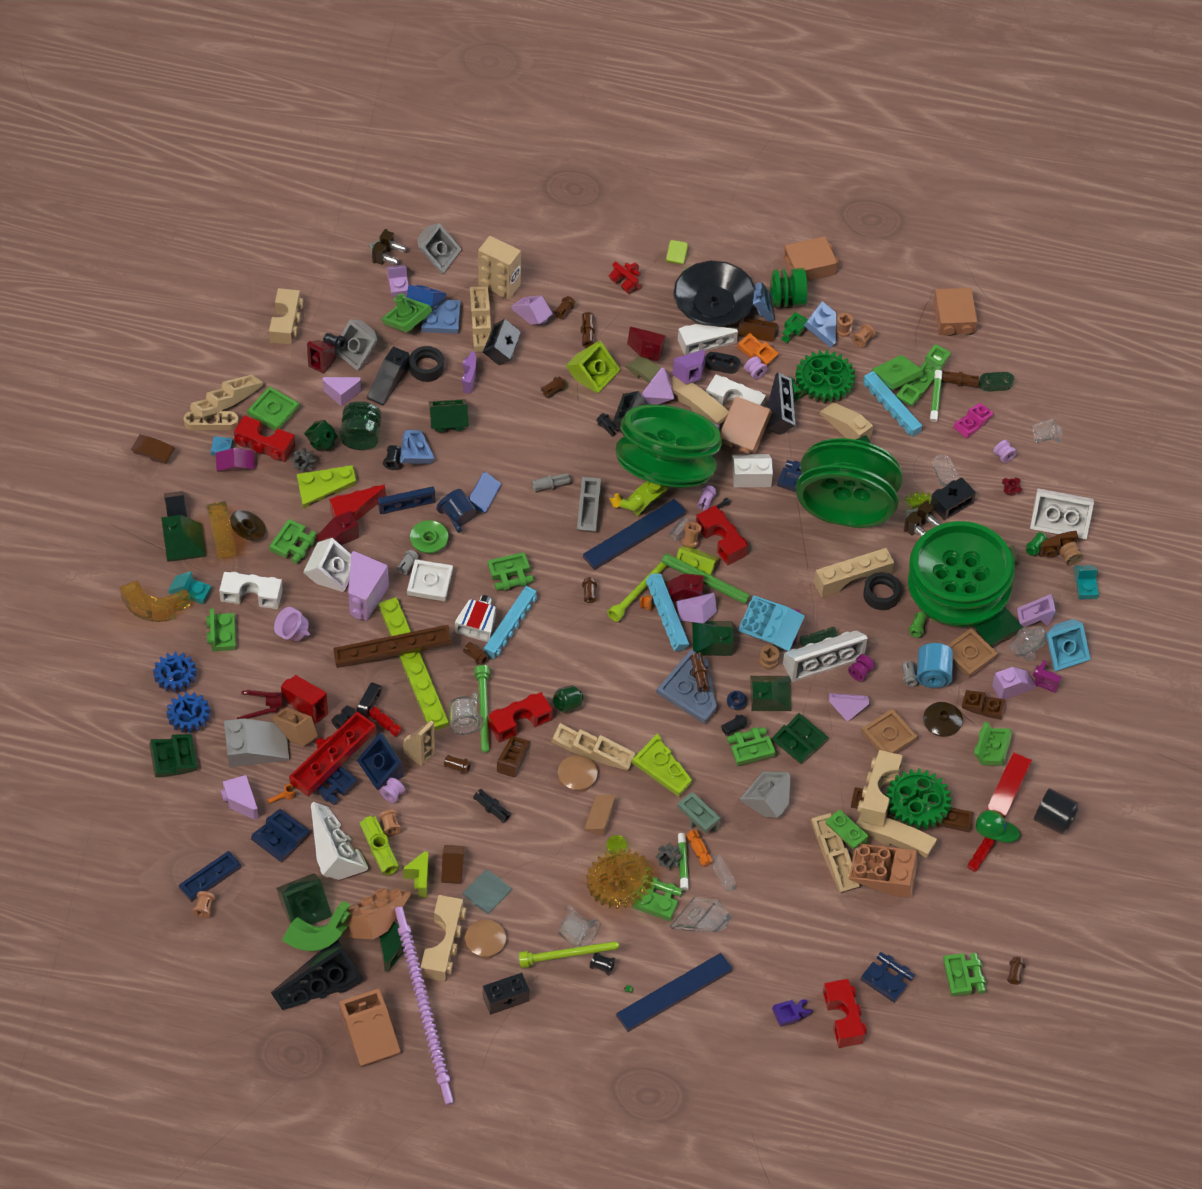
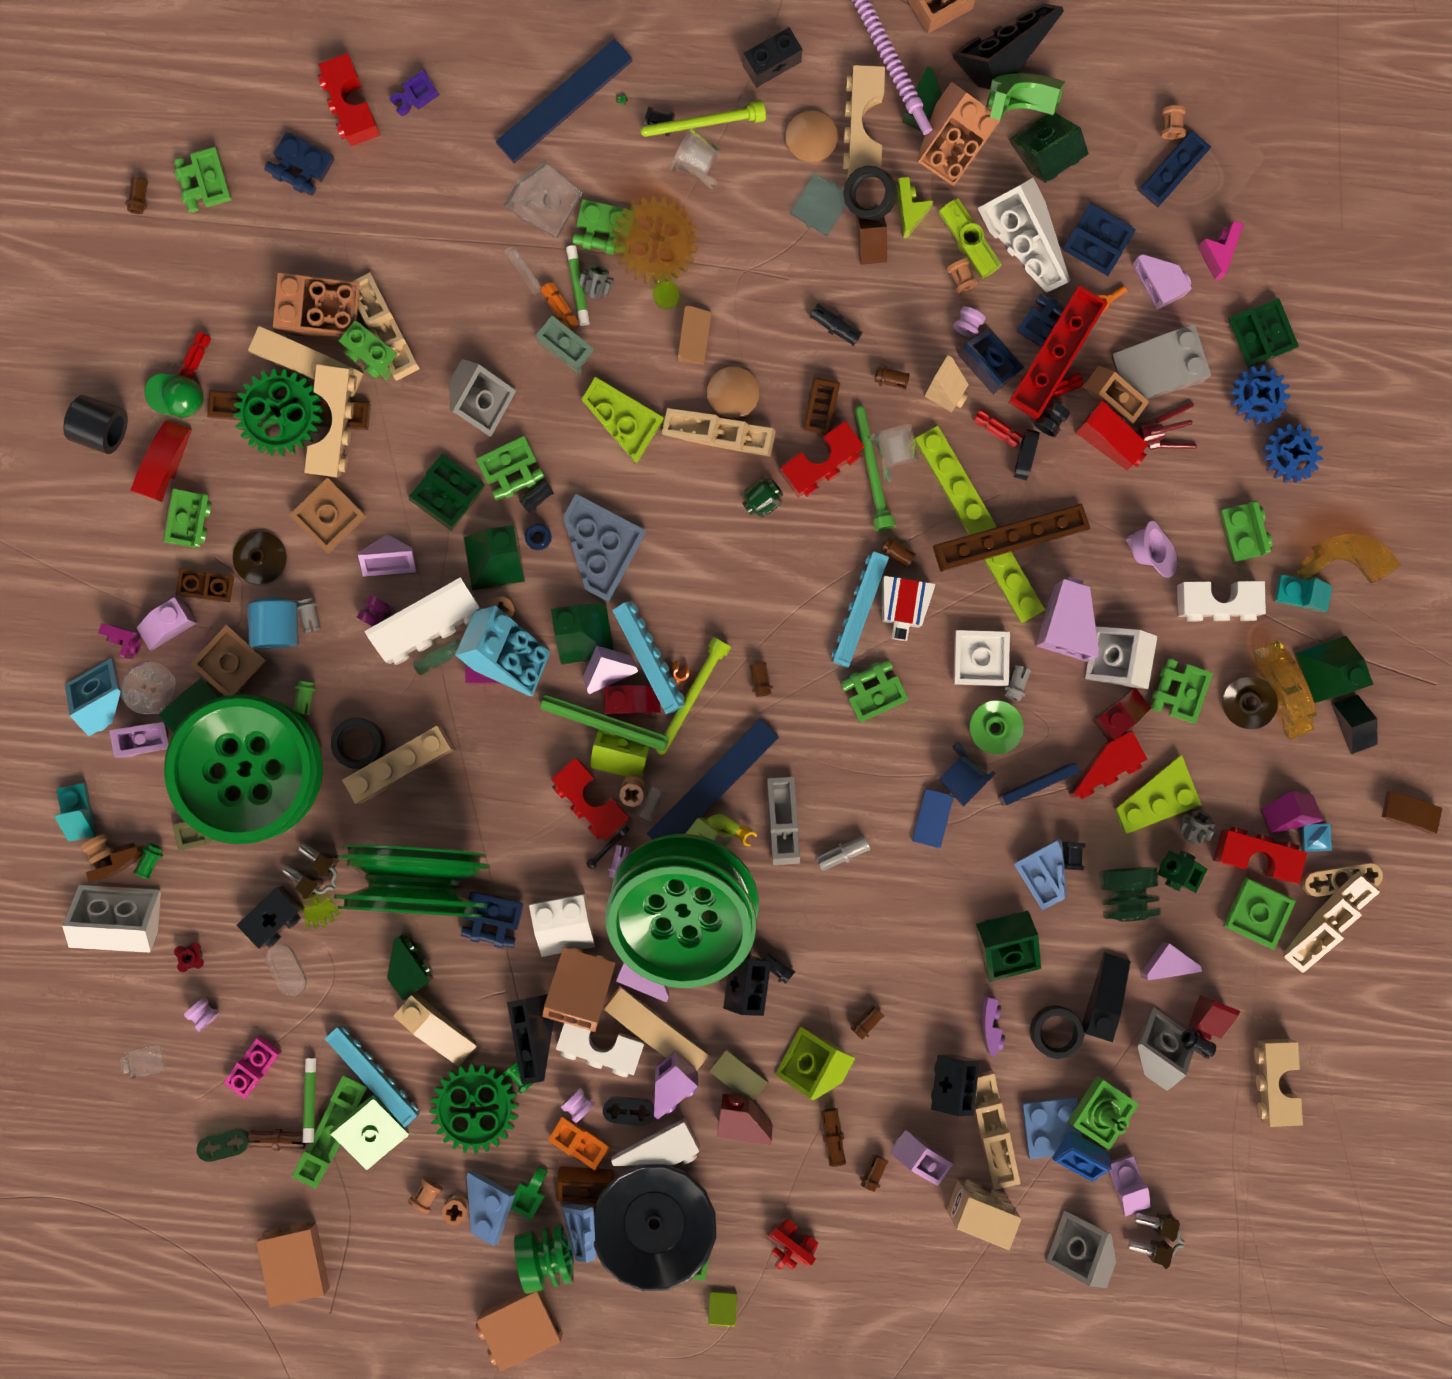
camera: 170 degrees right, 30 degrees up
(190, 809) = (1219, 253): none -> dark pink slope
(457, 866) = (851, 186): none -> black tyre
(659, 389) = (711, 1037): lavender slope -> none
(700, 672) = (590, 560): reddish brown pin -> none

